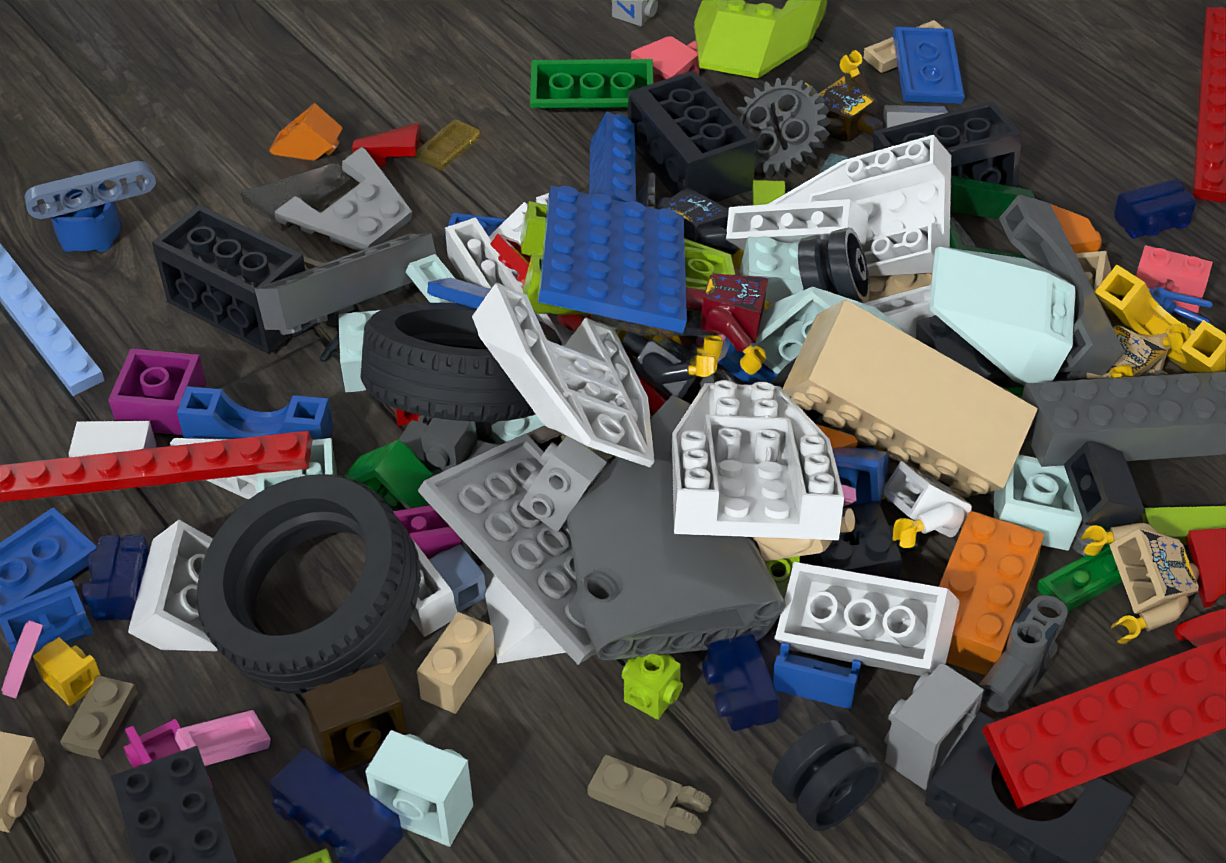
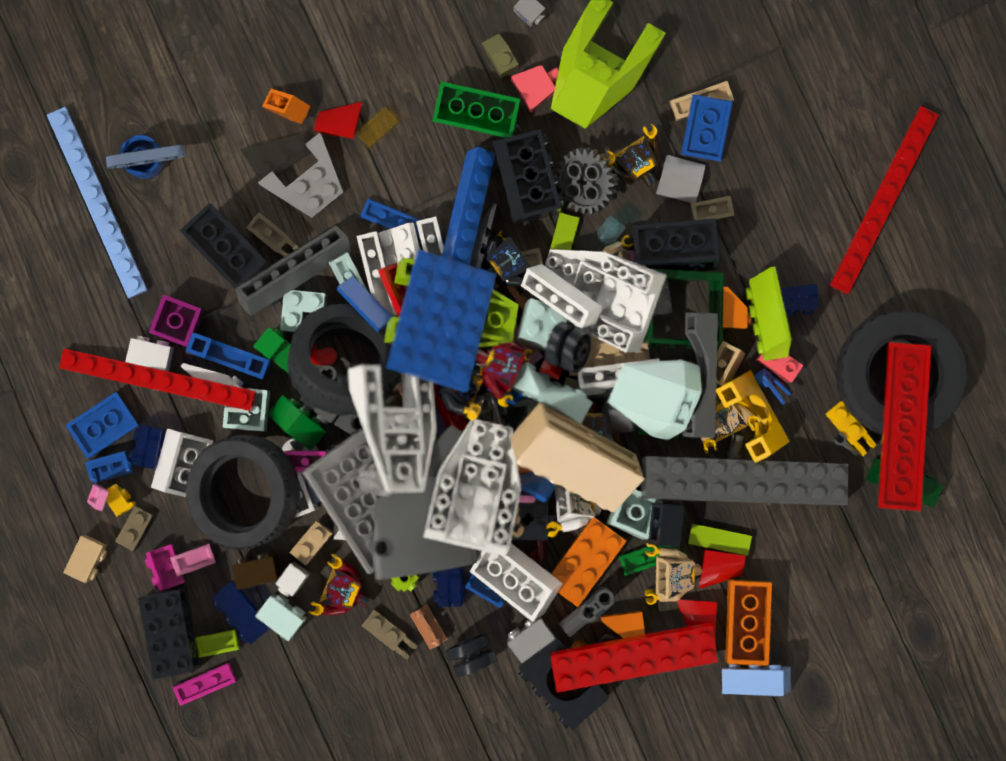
camera: 15 degrees right, 40 degrees up
(331, 376) = (274, 347): none -> green brick
(433, 710) = (292, 579): none -> white brick
(532, 726) = (341, 590): none -> torso
(611, 43) = (500, 55): none -> olive slope
(721, 764) = (428, 627): none -> nougat hinge
(1092, 668) = (625, 624): none -> orange slope
(1132, 205) = (769, 315): none -> lime slope

